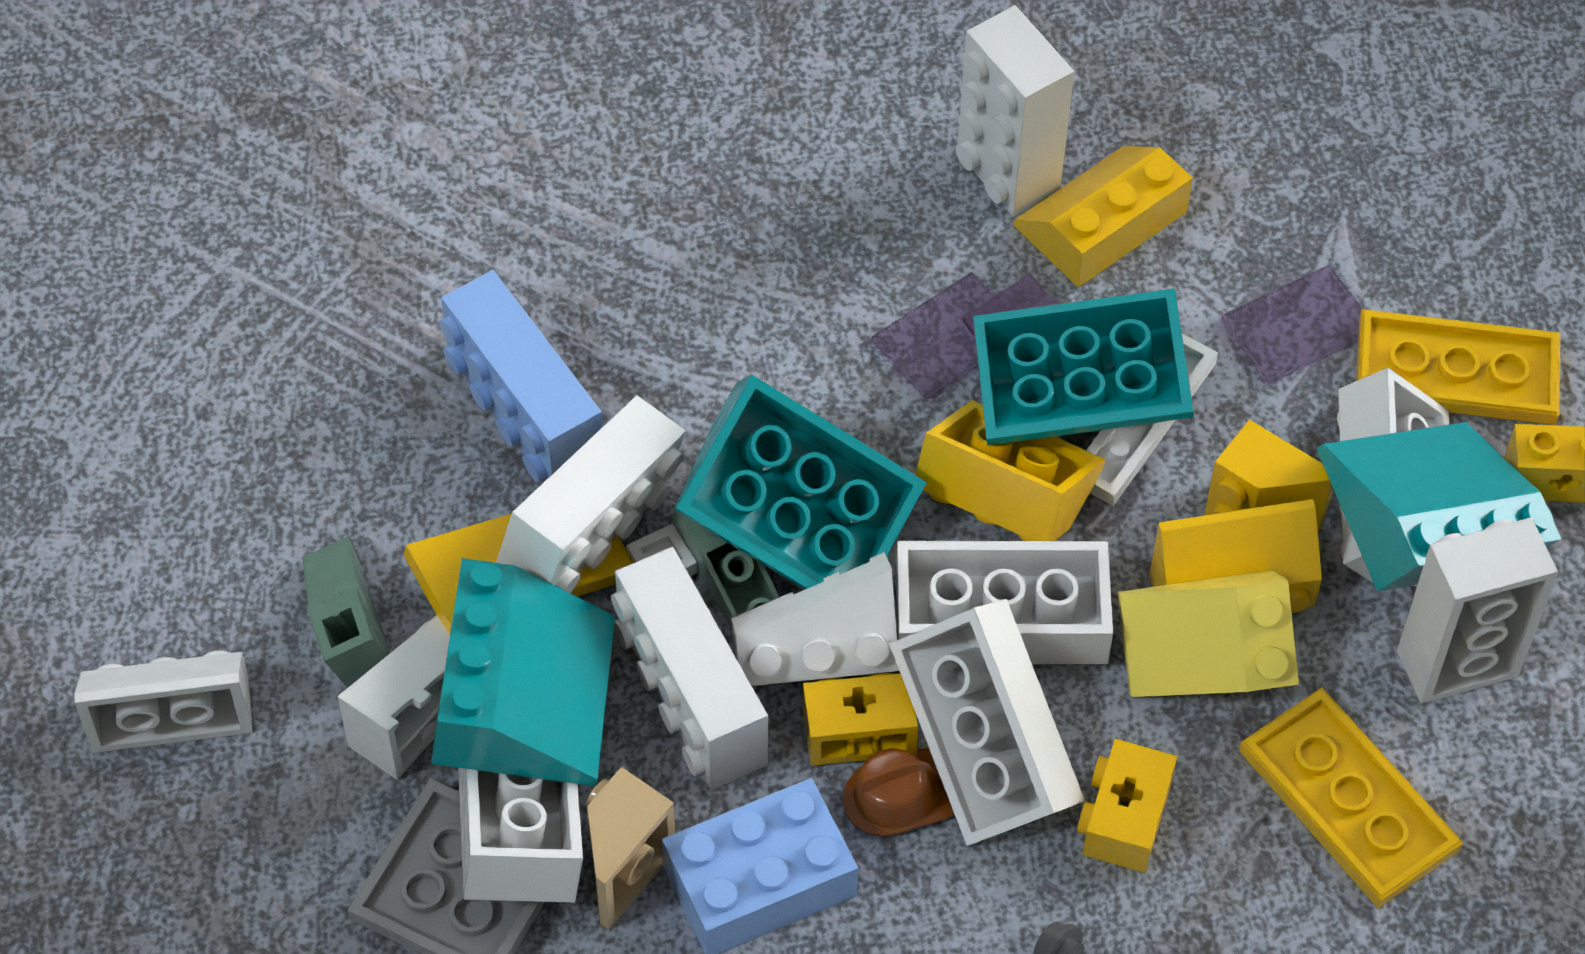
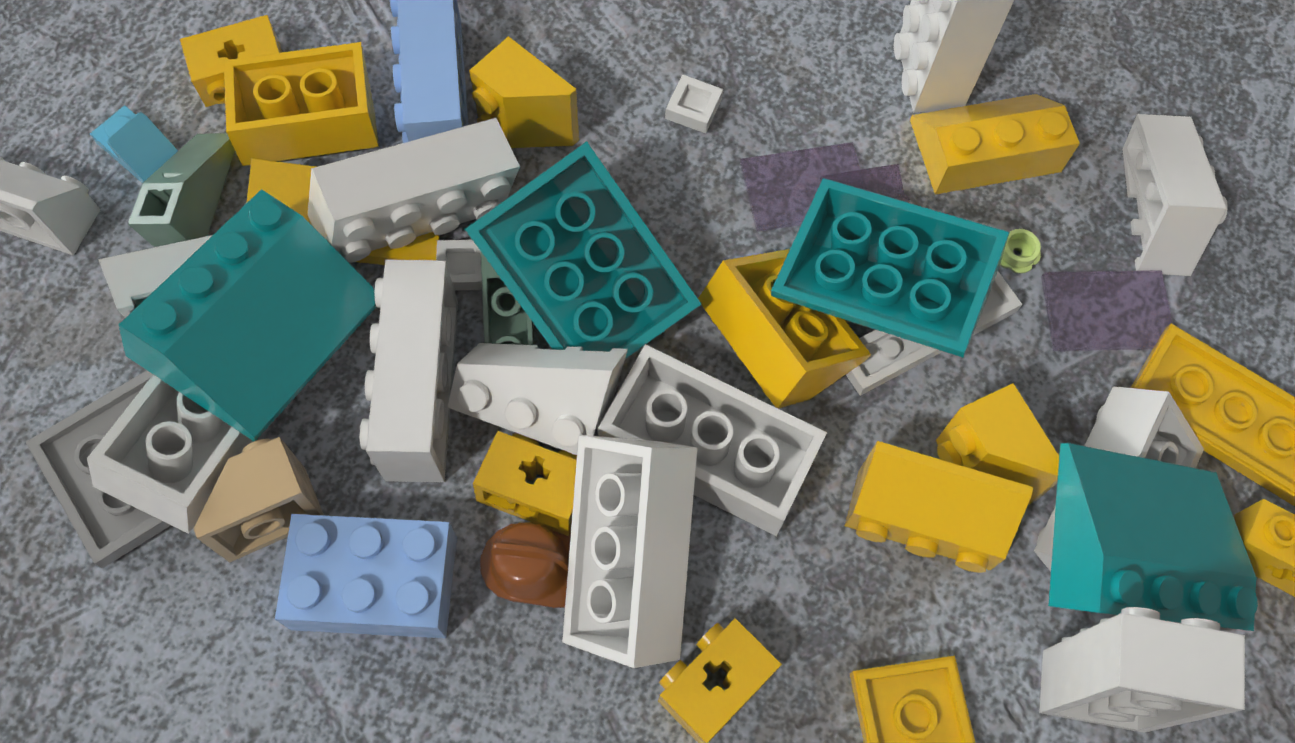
camera: 25 degrees right, 10 degrees up
(254, 598) = (134, 142): none -> medium azure slope
(301, 466) = (209, 49): none -> yellow brick
(406, 475) = (299, 103): none -> yellow slope
(640, 360) = (525, 97): none -> yellow slope
(795, 302) = (694, 103): none -> white plate
(1195, 297) = (1027, 245): none -> yellowish green plate
(1209, 636) = (876, 563): light yellow slope -> none
(1302, 186) = (1173, 192): none -> white wedge

